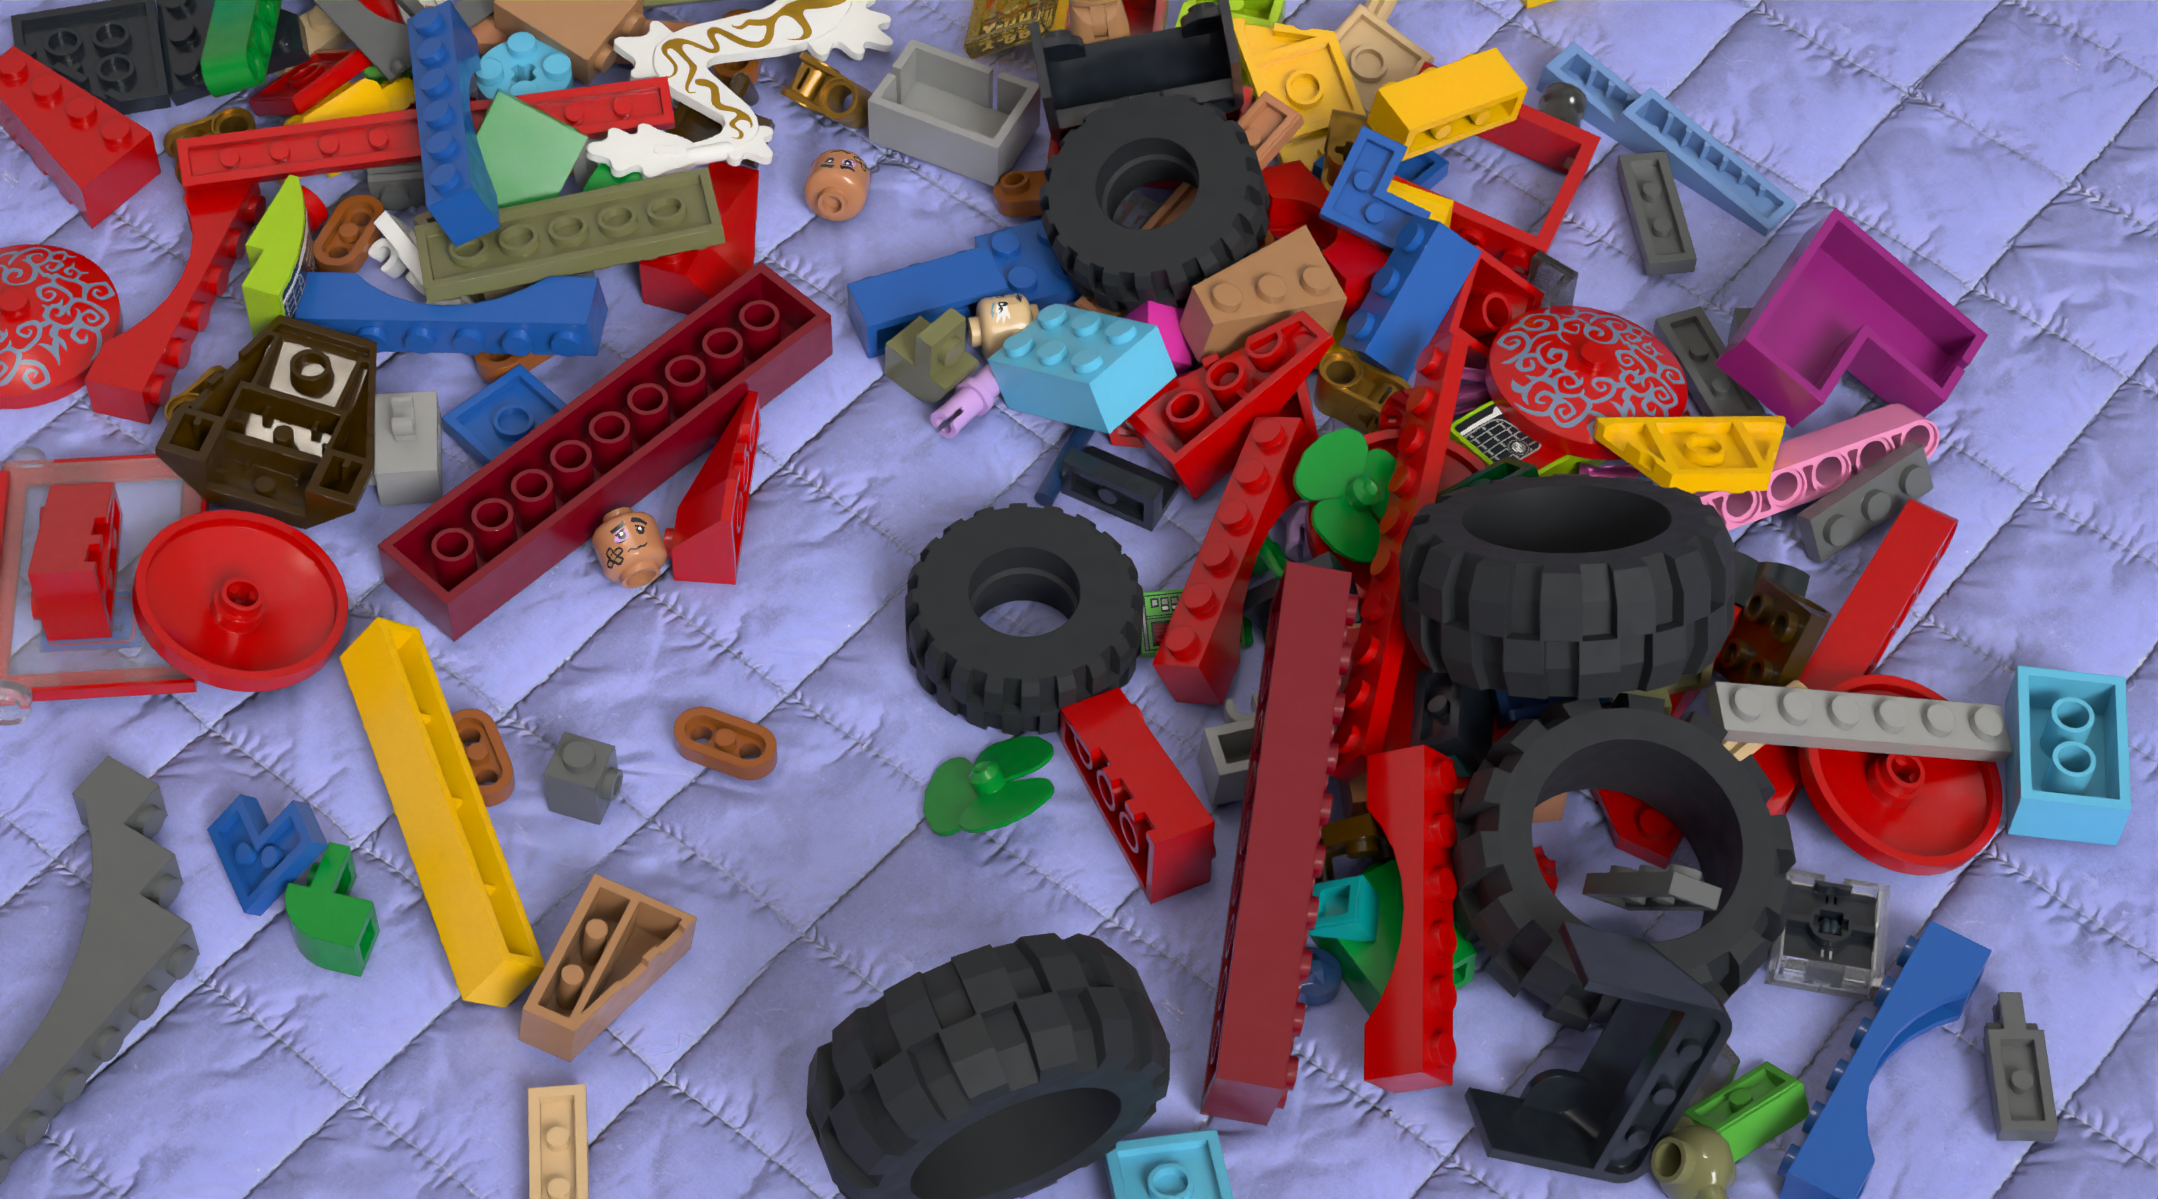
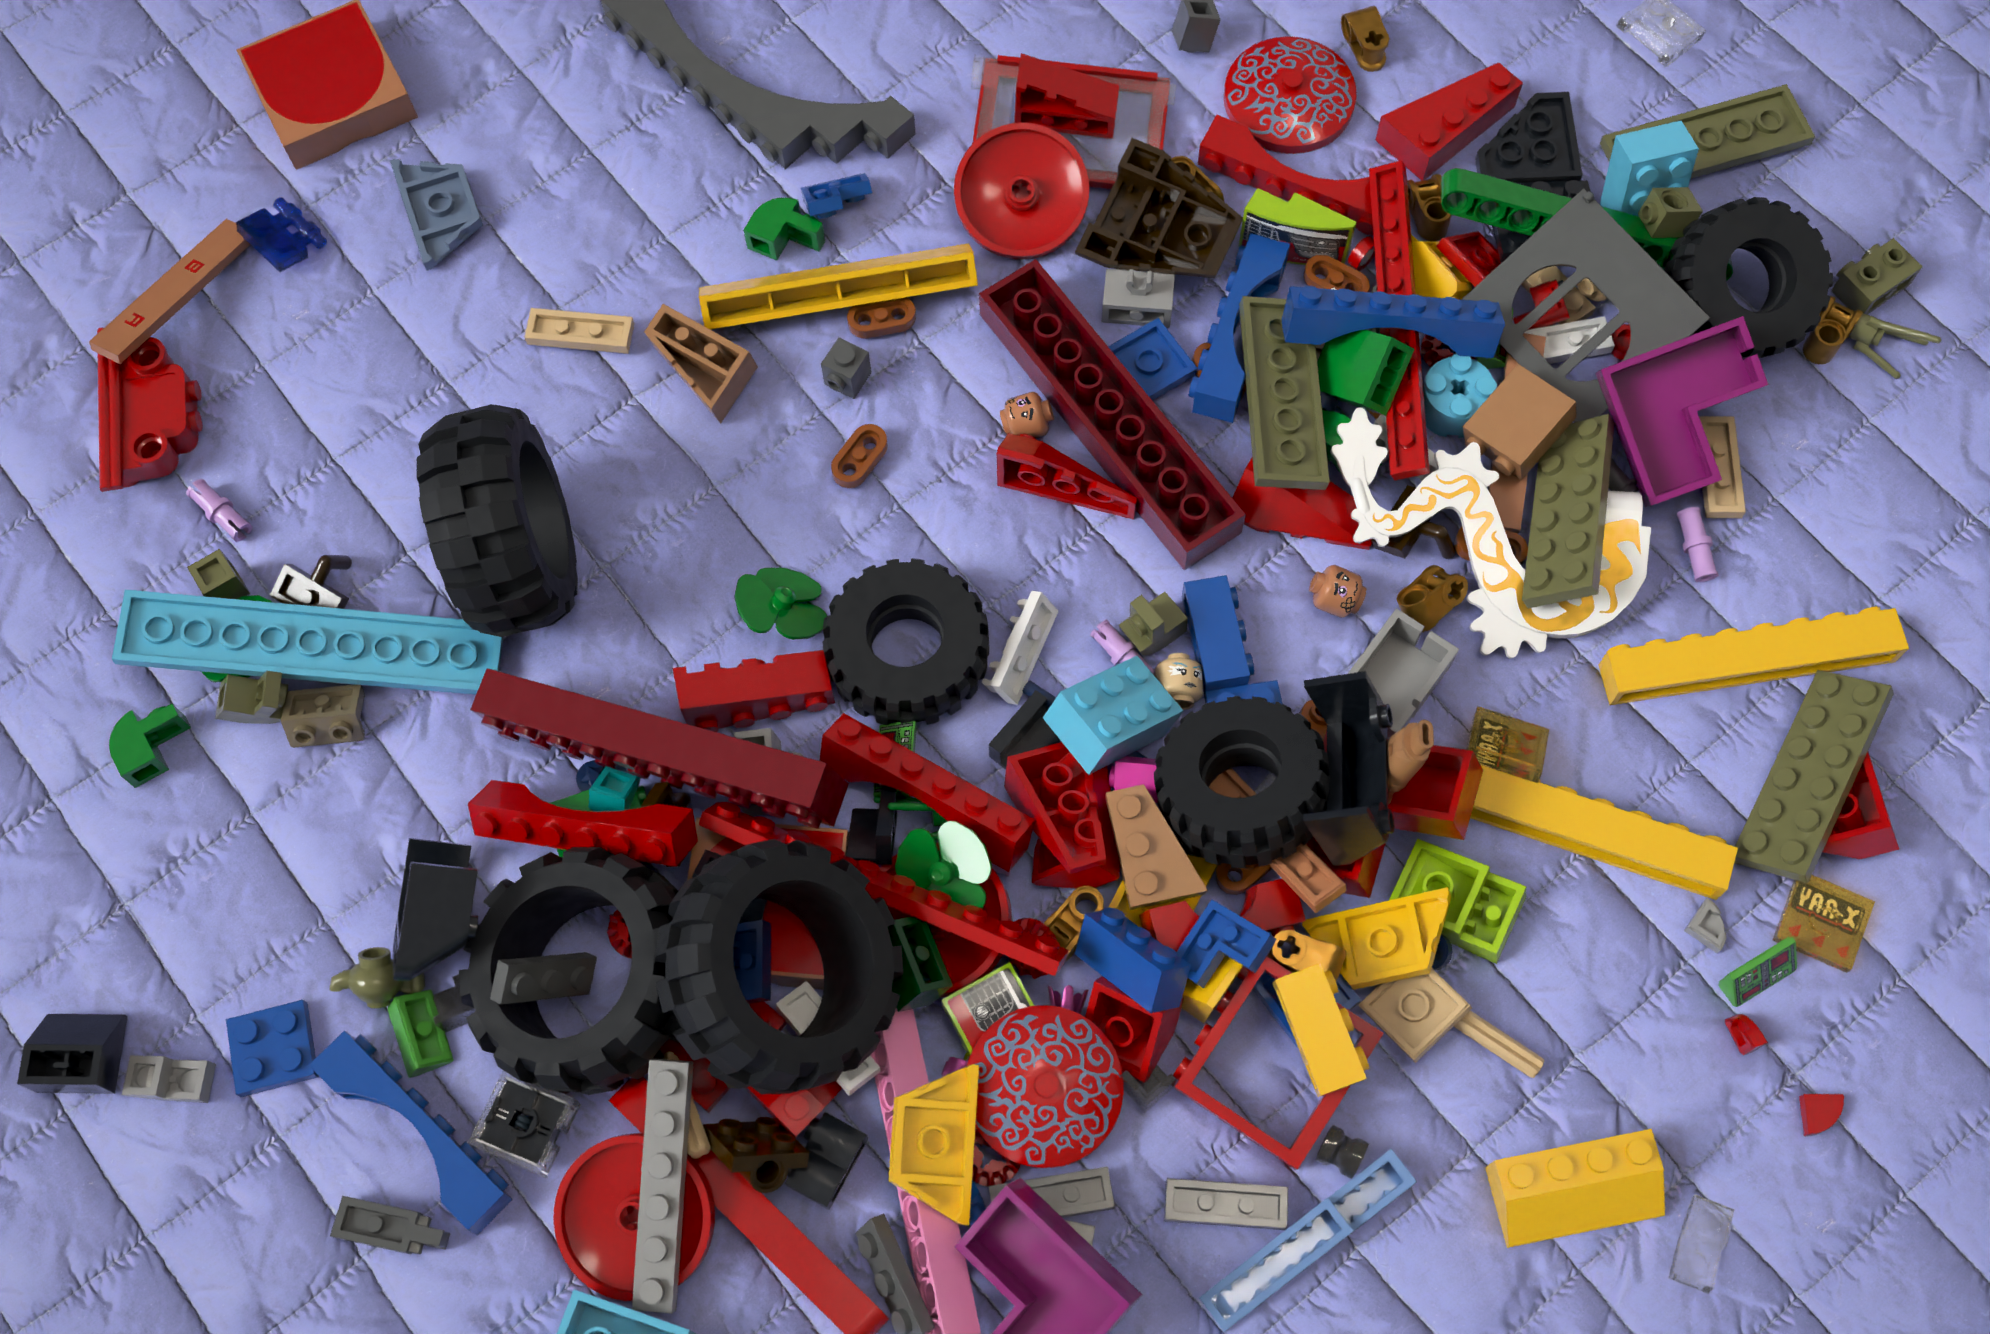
camera: 105 degrees right, 15 degrees up
(947, 492) = (1022, 647): none -> white plate

